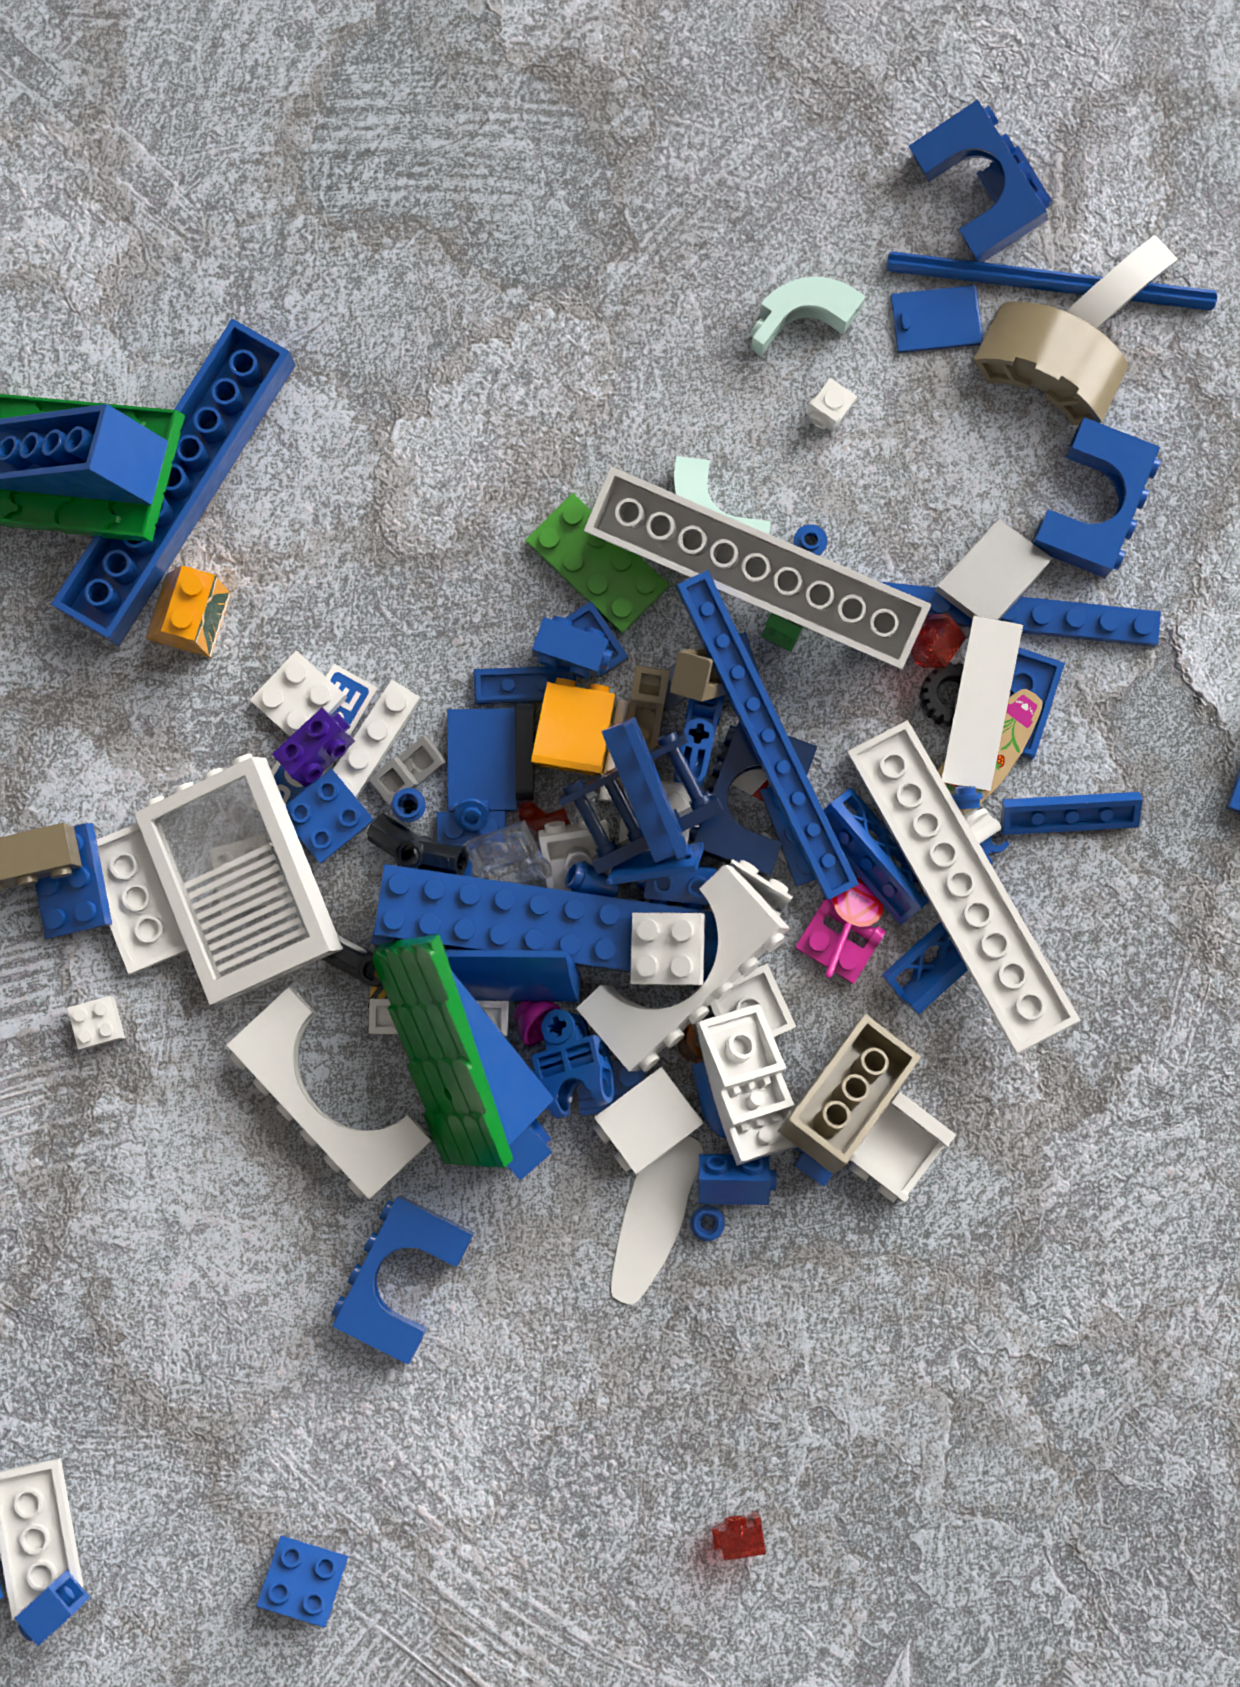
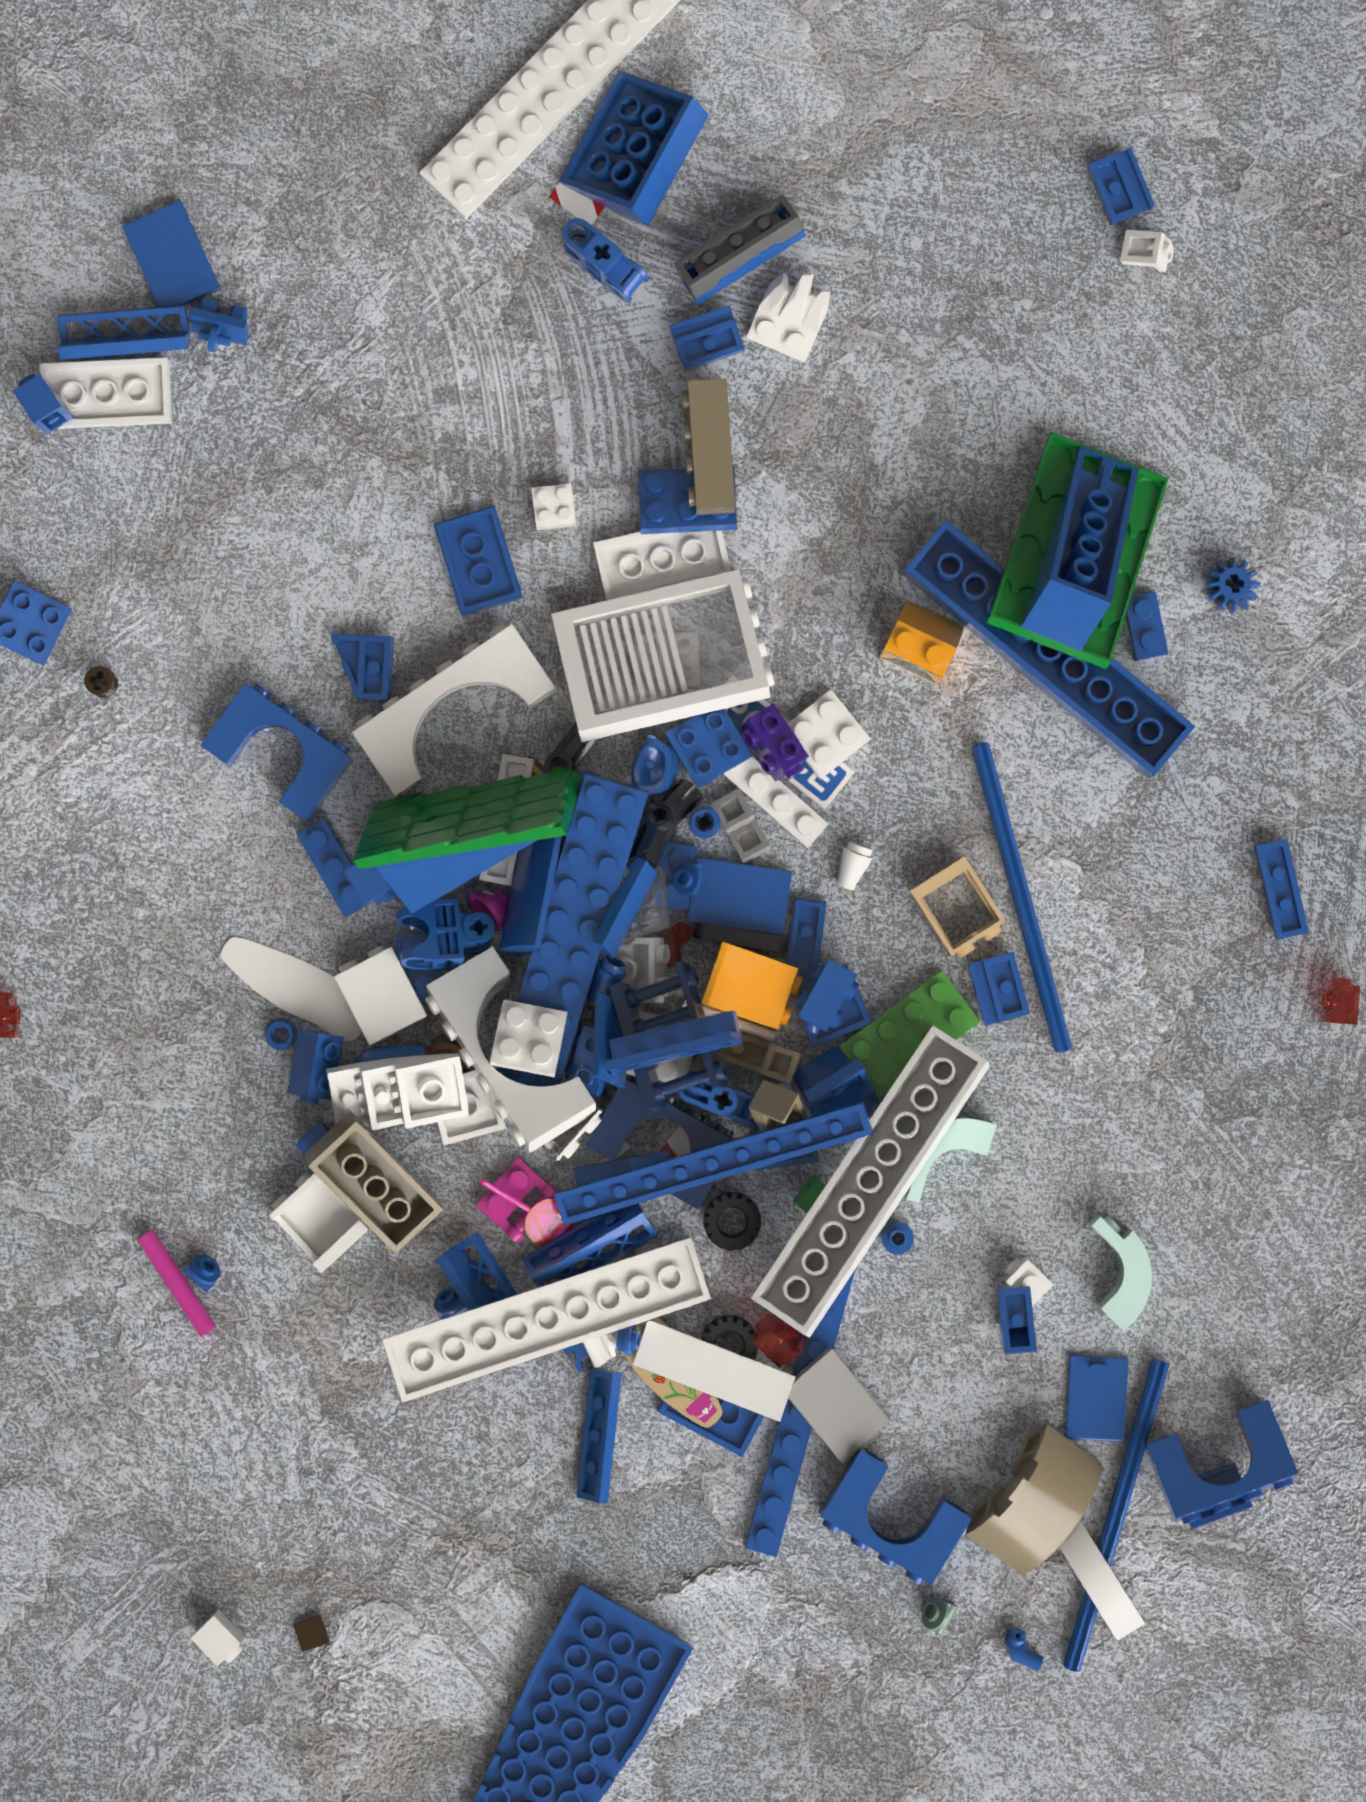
camera: 100 degrees right, 5 degrees up
(82, 300) = (1224, 593): none -> blue gear
(141, 389) = (1146, 627): none -> blue plate
(165, 1095) = (478, 560): none -> blue tile
(293, 1196) = (367, 663): none -> blue wing
(347, 1495) = (97, 673): none -> dark brown bush
(356, 869) = (654, 765): none -> blue hat
(389, 215) = (1281, 889): none -> blue plate
(430, 647) = (853, 864): none -> white cone
(437, 472) = (1021, 897): none -> blue axle
(477, 499) = (987, 931): none -> tan window
(494, 139) = (1341, 1002): none -> clear red brick
(510, 871) = (625, 907): none -> blue tile
(518, 1197) = (330, 863): none -> blue plate
(536, 479) = (998, 989): none -> blue plate
(661, 627) = (834, 1082): none -> blue piece
(828, 691) = (727, 1241): none -> black tyre
(874, 404) = (1016, 1320): none -> blue slope
(963, 993) = (448, 1303): none -> blue plate
(976, 1264) = (203, 1271): none -> blue plate
(994, 1291) = (176, 1283): none -> dark pink piece
(1186, 440) = (938, 1614): none -> sand green plate
(1208, 354) = (1019, 1652): none -> blue arm

